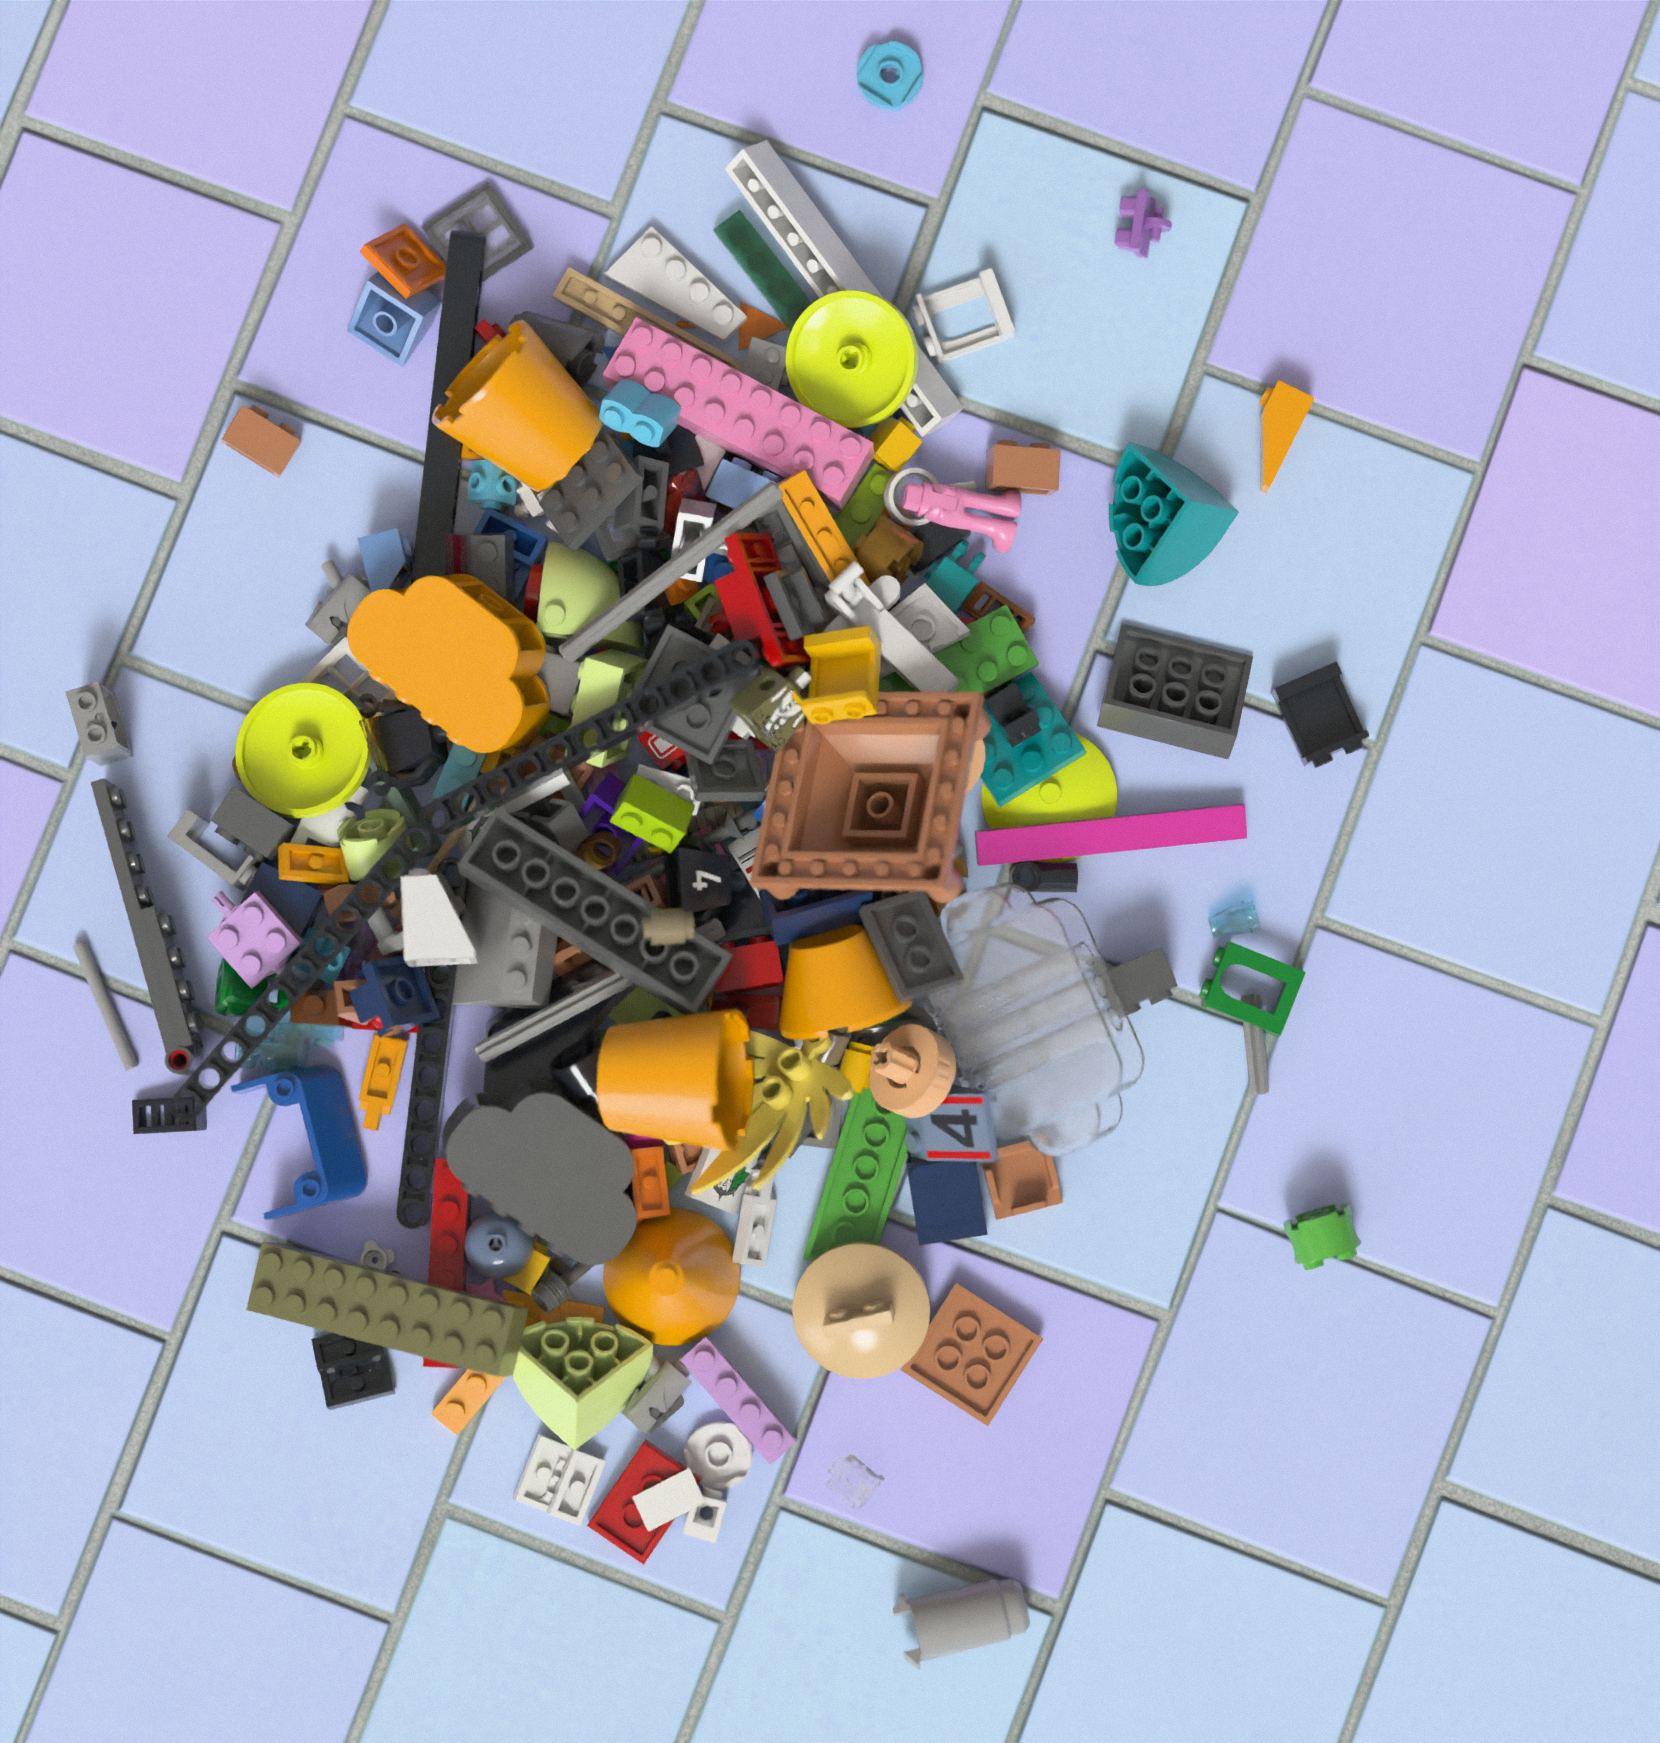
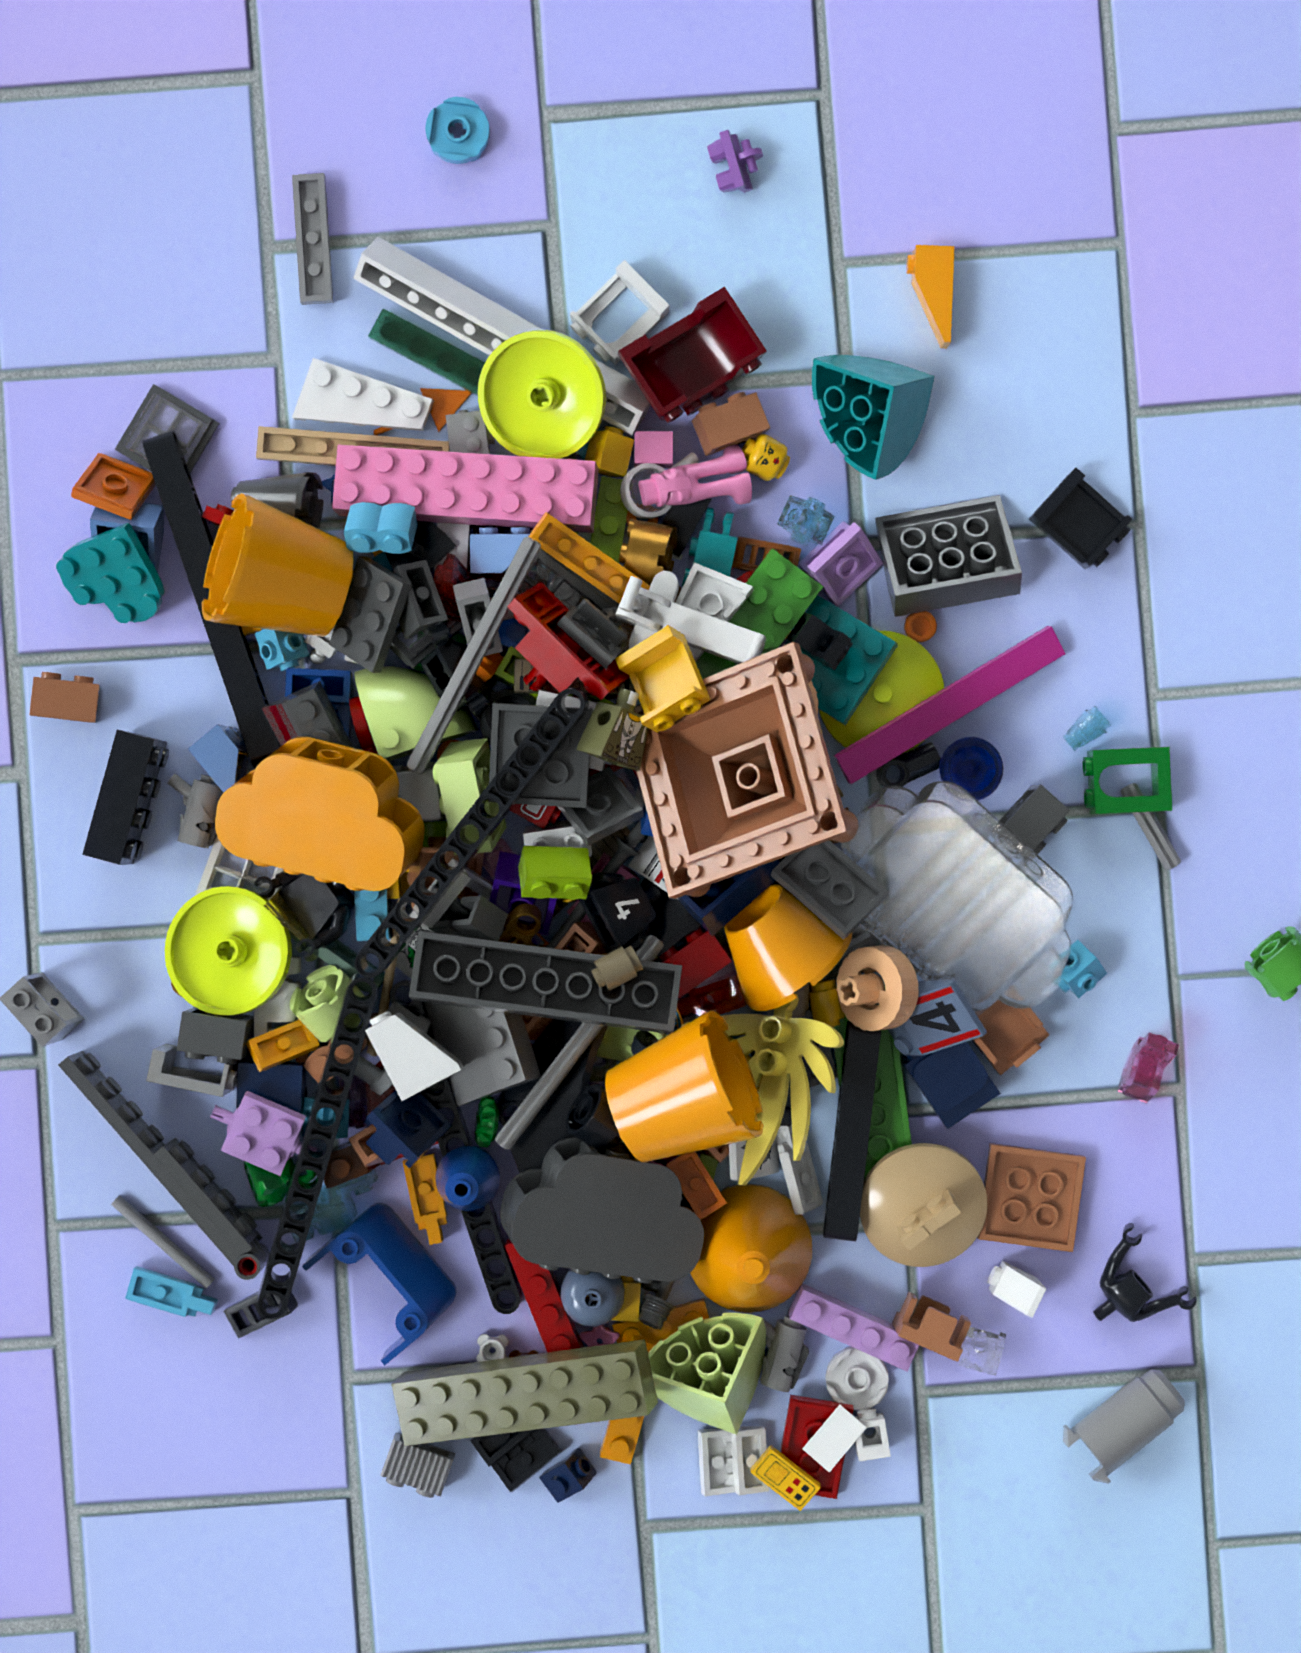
camera: 30 degrees left, 5 degrees up
(87, 1058) = (168, 1293): none -> medium azure hinge
(249, 1339) = (417, 1466): none -> light grey brick
(275, 560) = (125, 798): none -> black brick
(366, 342) = (114, 572): none -> teal plate
(391, 1418) = (568, 1476): none -> dark blue bracket
(443, 1080) = (469, 1167): none -> blue cone
(474, 1031) = (486, 1122): none -> green gear
(602, 1518) = (785, 1478): none -> yellow tile
(703, 114) = (312, 238): none -> light grey plate
(814, 1432) = (931, 1326): none -> nougat panel
(824, 1205) = (851, 1133): none -> black beam
(914, 1433) = (1016, 1288): none -> white slope
(938, 459) = (653, 448): none -> bright pink panel
(1014, 390) = (694, 357): none -> dark red cylinder
(1025, 1492) = (1129, 1292): none -> black piece
(1041, 516) = (766, 457): none -> yellow head
(1052, 594) = (806, 520): none -> clear light blue brick
(1069, 651) = (842, 562): none -> lavender bracket
(1106, 903) = (972, 765): none -> clear blue cone
(1118, 747) = (920, 626): none -> orange tile
(1119, 1151) = (1081, 971): none -> medium azure brick
(1143, 1276) = (1145, 1066): none -> clear pink brick

